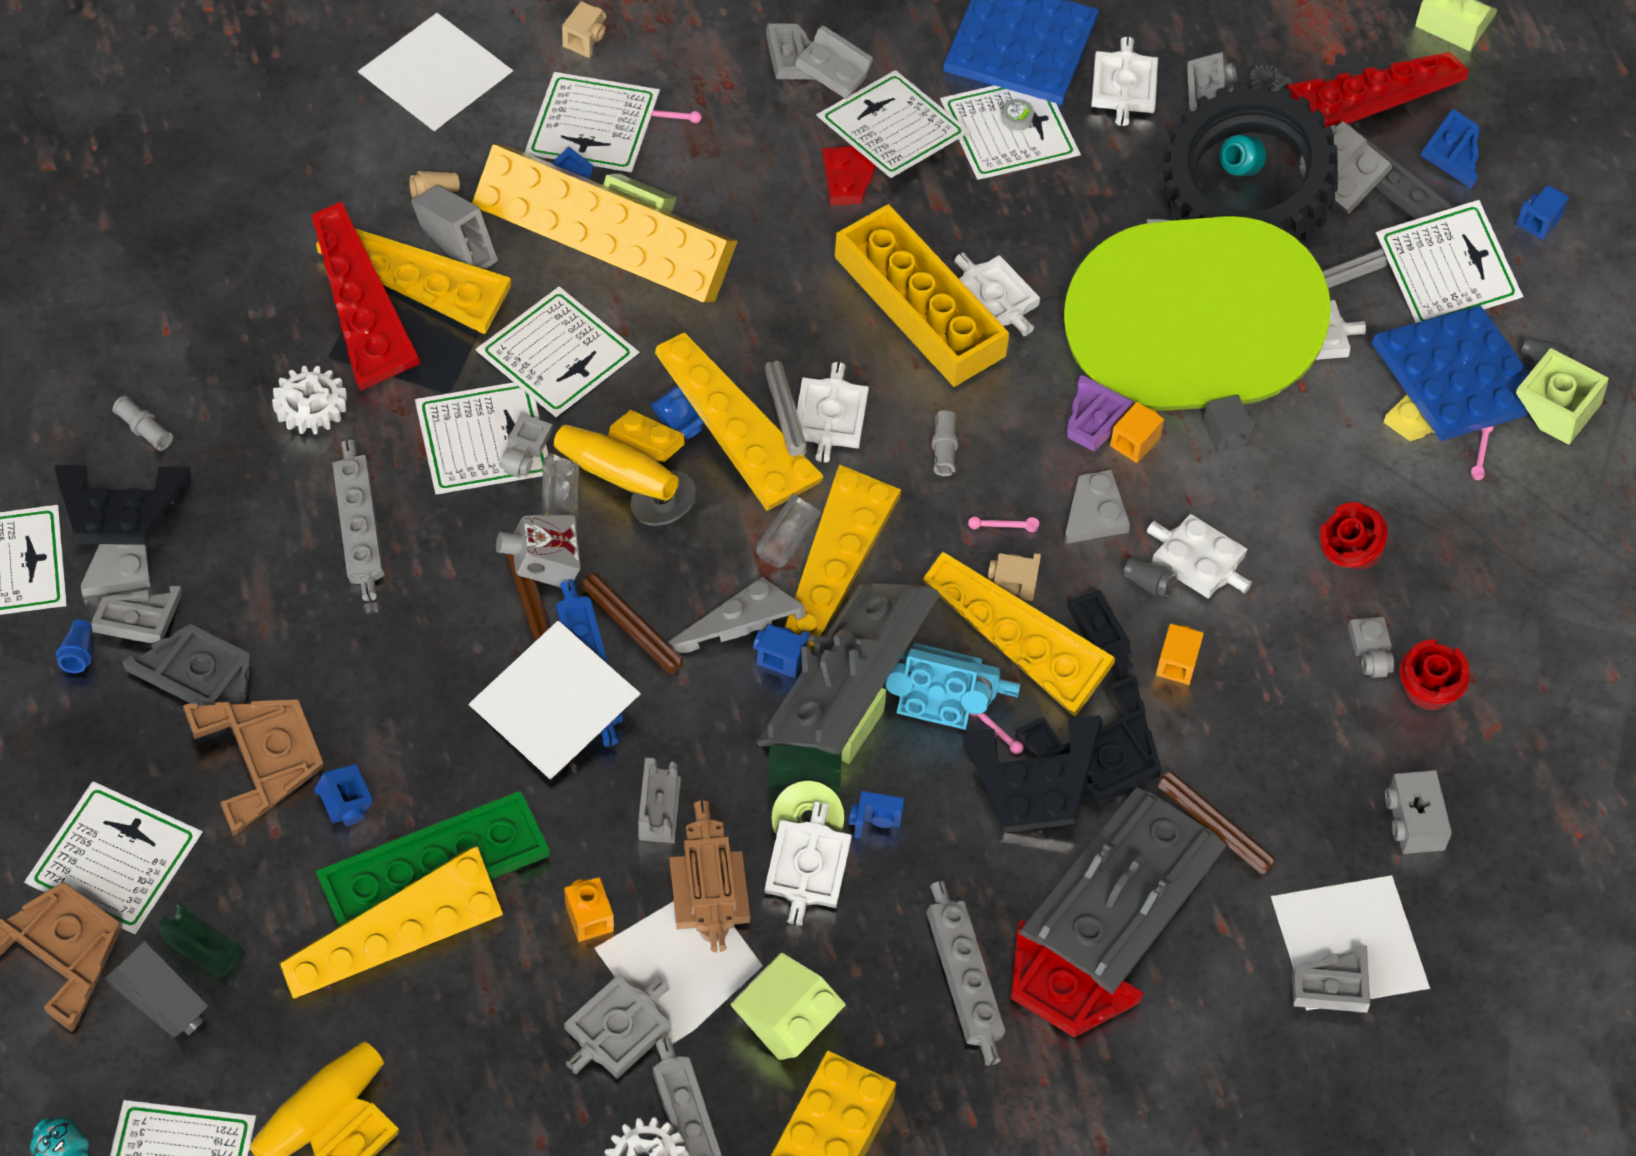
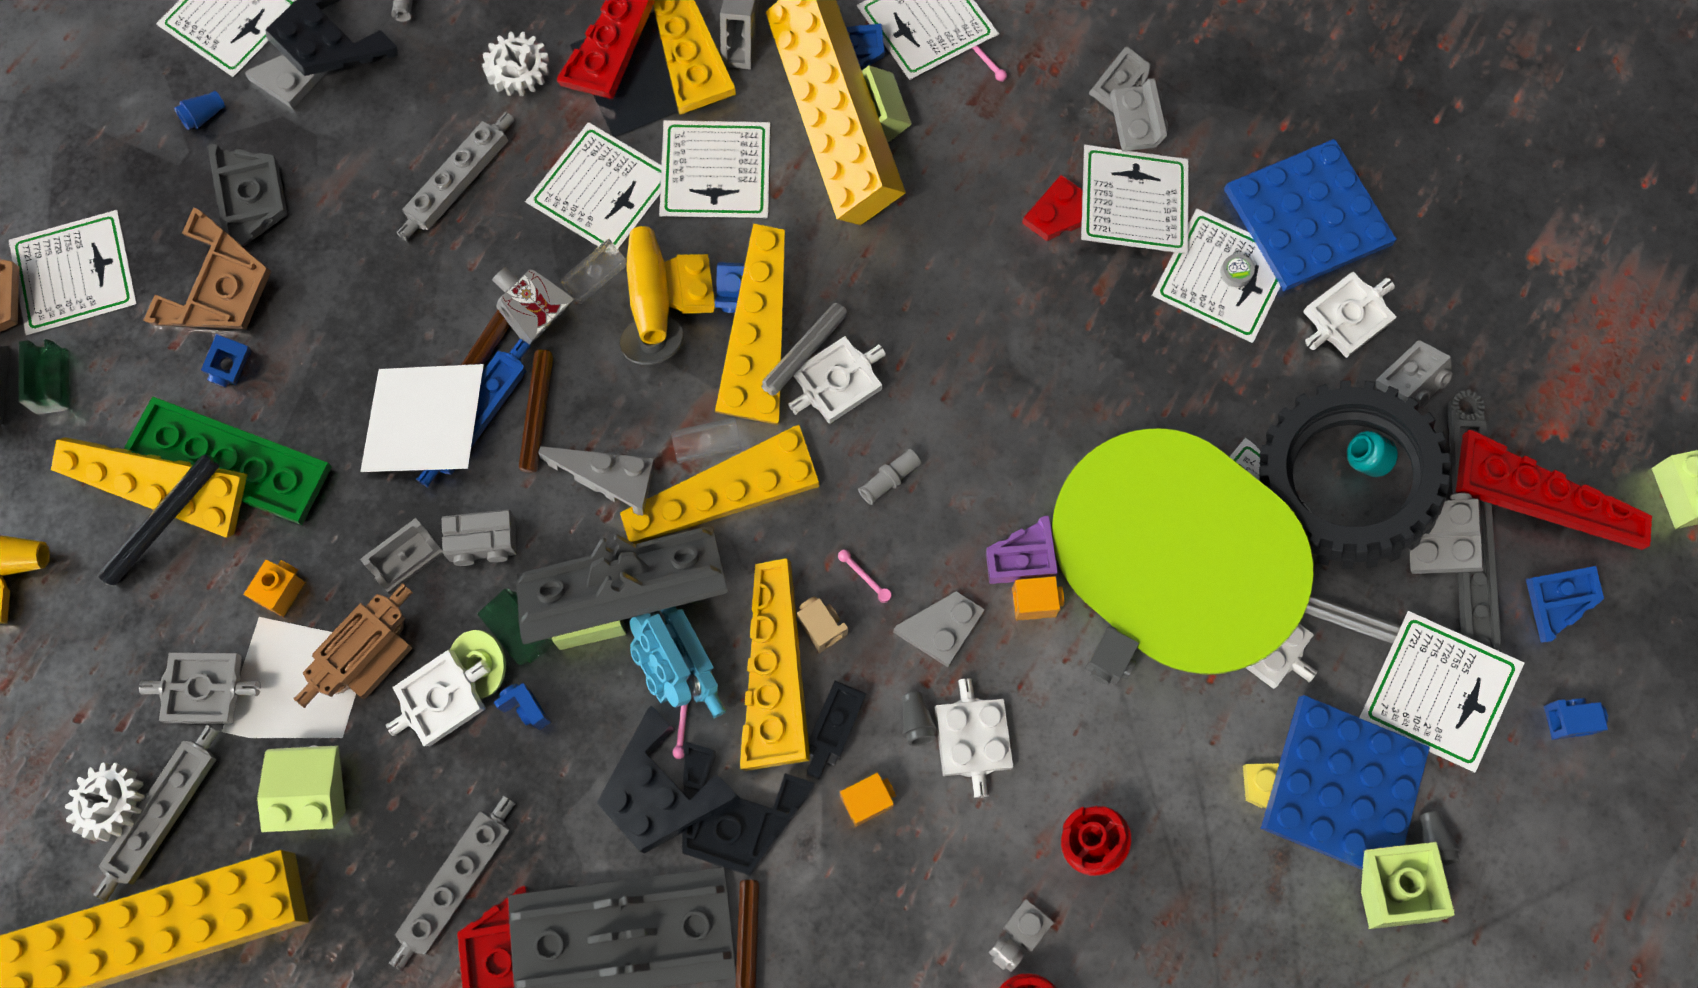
camera: 50 degrees right, 15 degrees up
(137, 615) = (256, 122): light grey wing -> none
(443, 939) = (158, 520): none -> black axle
(526, 438) = (617, 213): light grey plate -> none
(701, 737) = (479, 537): none -> light grey brick
(780, 649) = (602, 521): blue brick -> none
(921, 295) = (996, 349): yellow brick -> none
(1000, 291) = (1055, 395): white plate -> none
(1477, 471) = (1268, 878): bright pink hinge -> none

